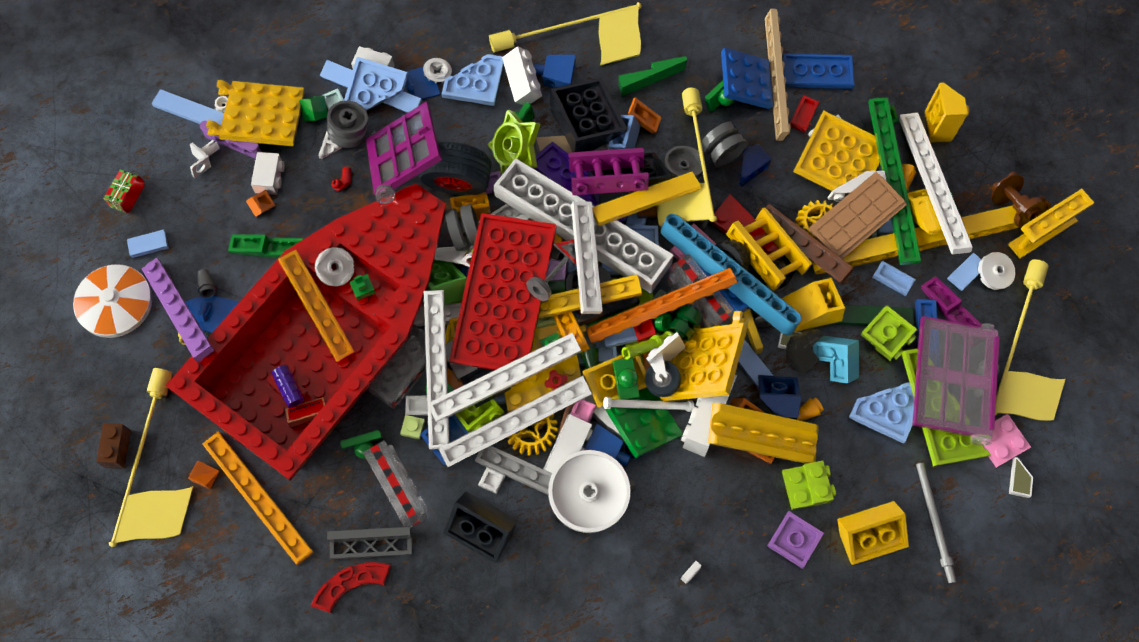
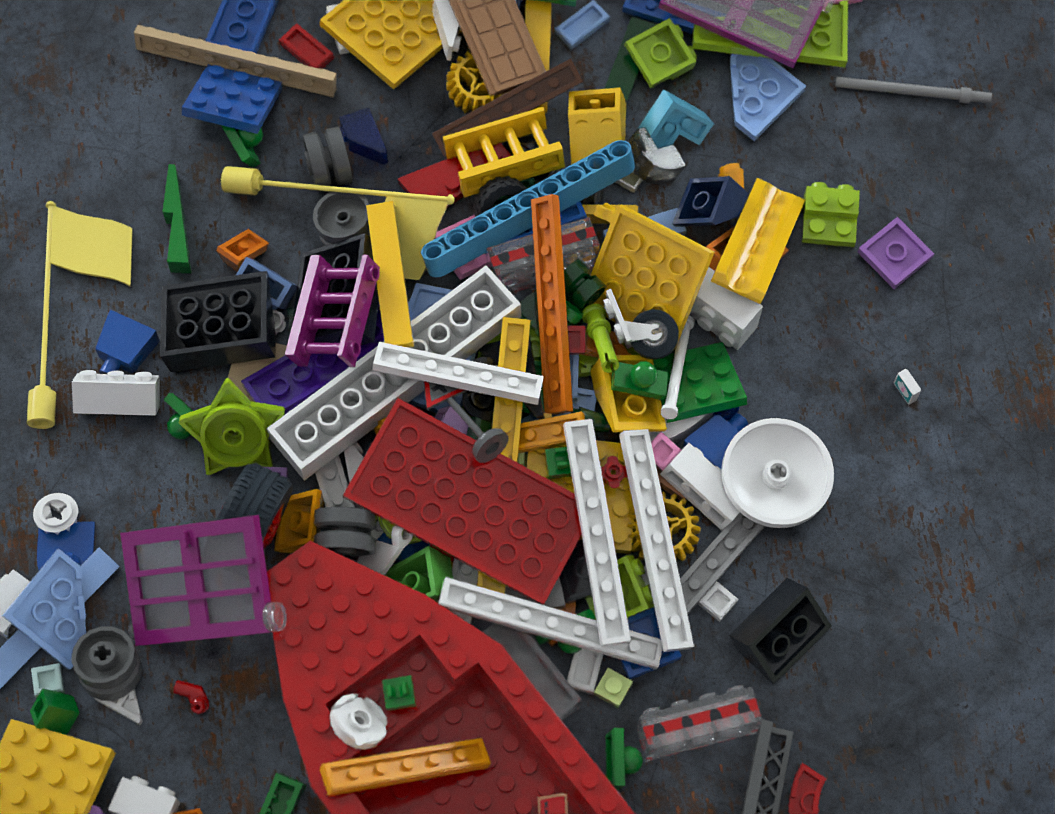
camera: 75 degrees left, 0 degrees up
(476, 81) = (96, 462): light blue plate -> none
(873, 532) = (909, 161): yellow slope -> none

